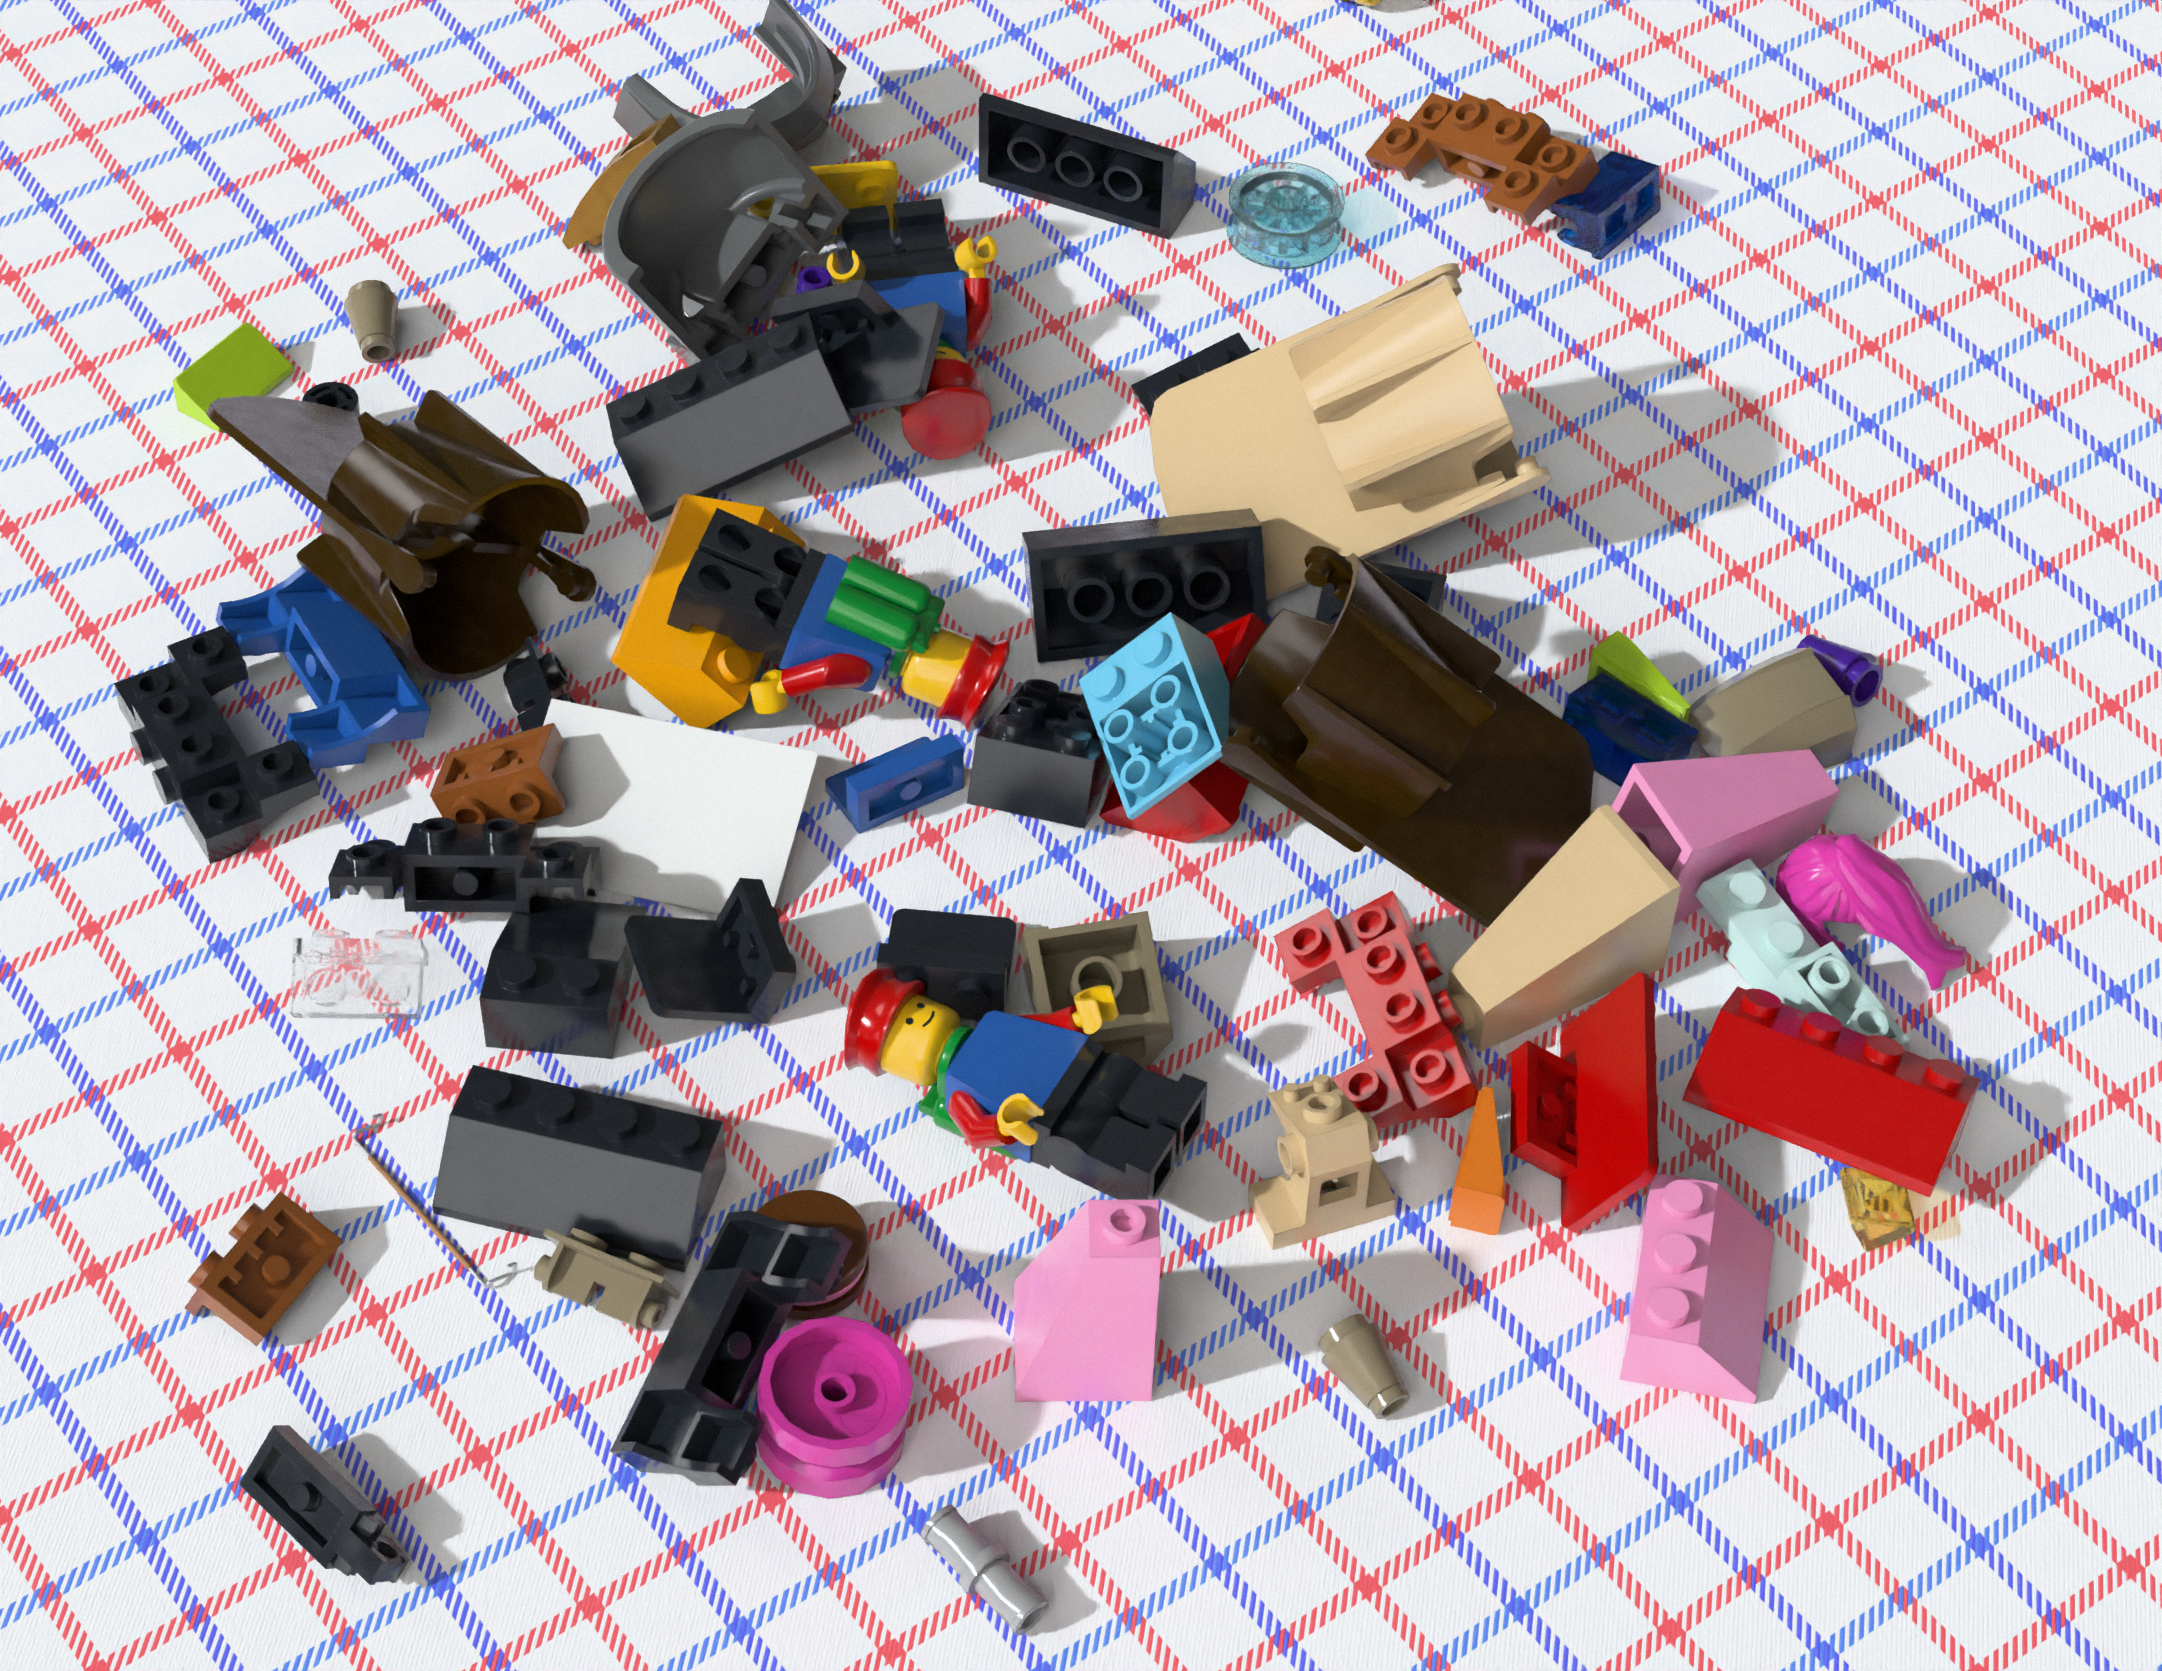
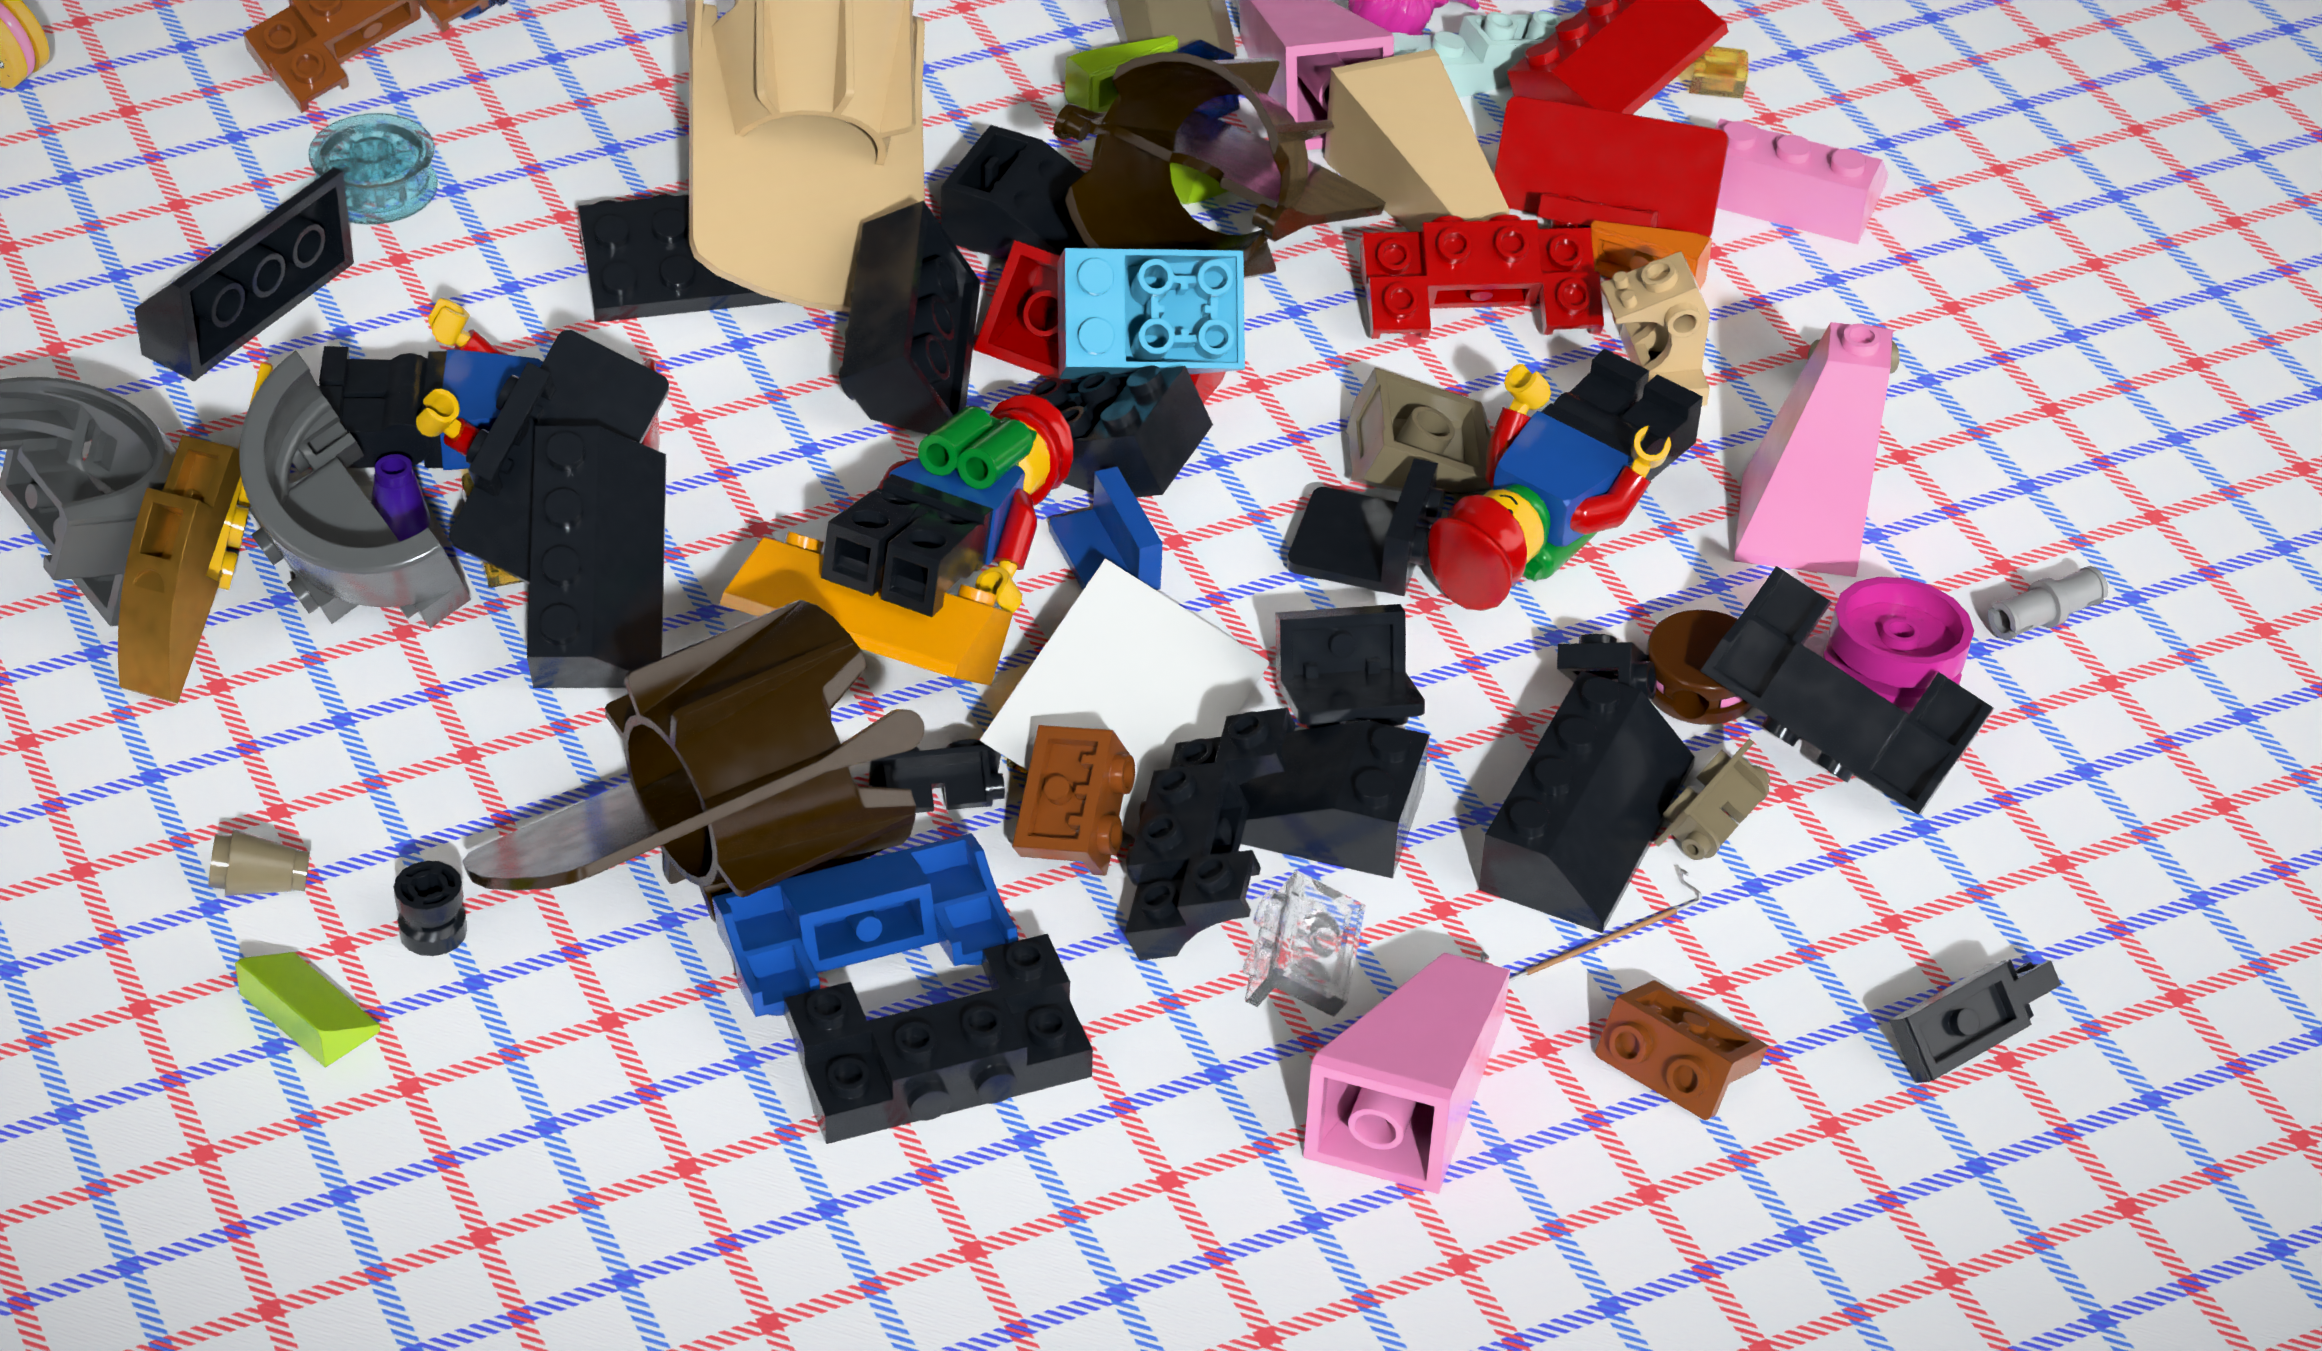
camera: 80 degrees left, 5 degrees down
(184, 1058) = (1405, 1074): none -> bright pink slope
(772, 1165) = (1608, 659): none -> black bracket

